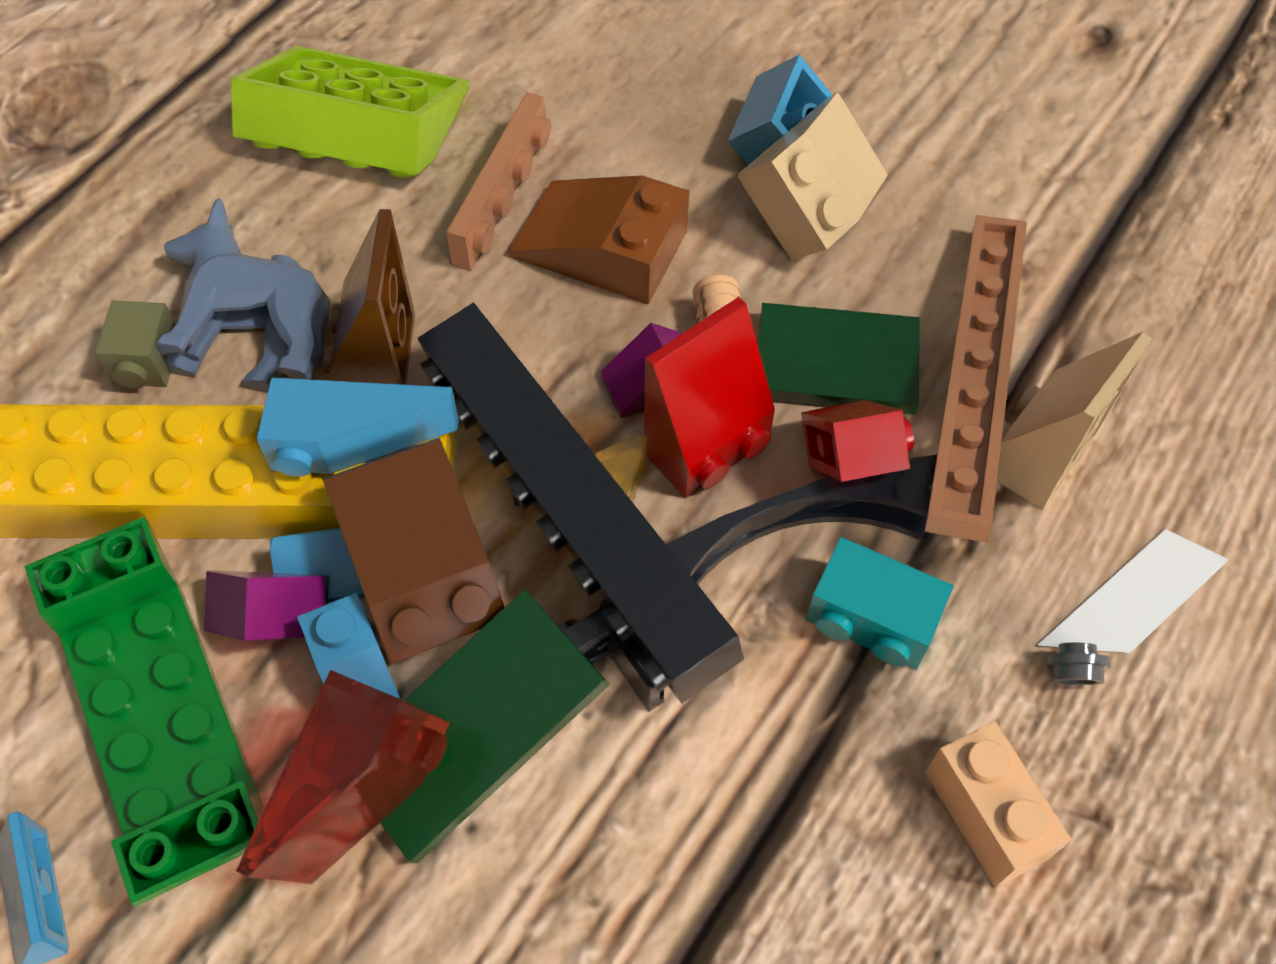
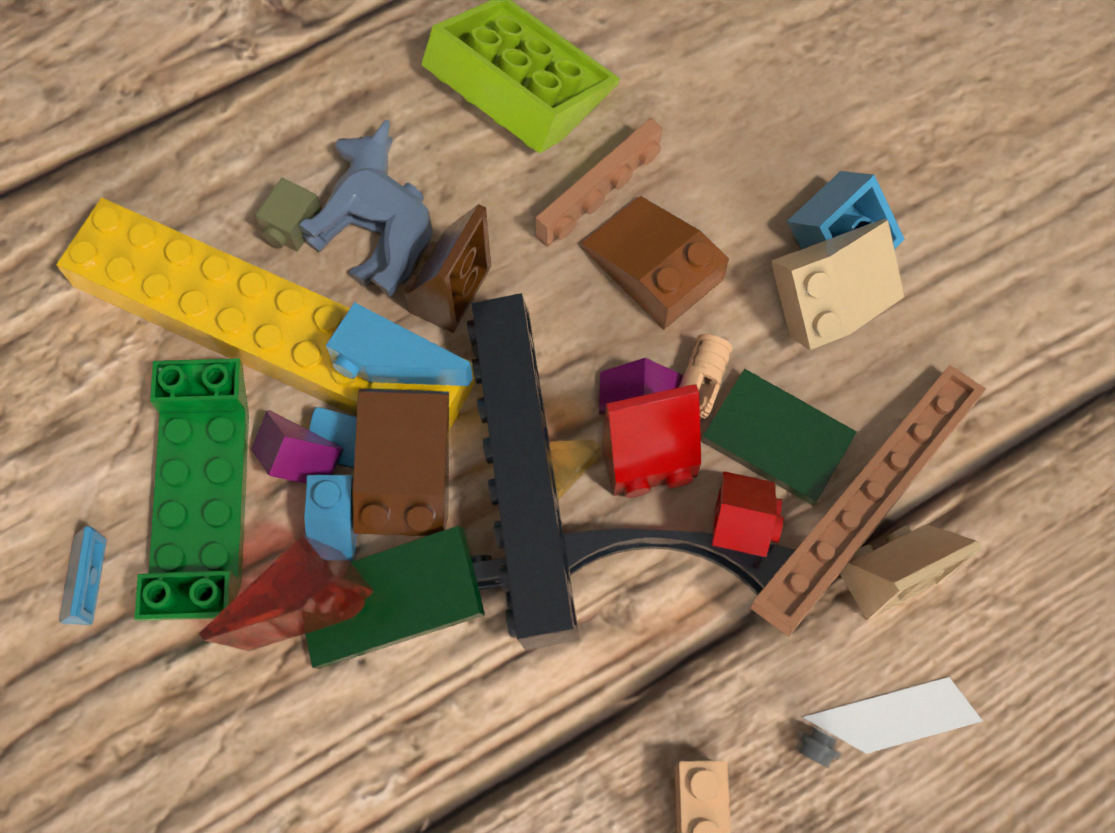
camera: 25 degrees right, 10 degrees up
(878, 604) = (701, 639): teal brick -> none

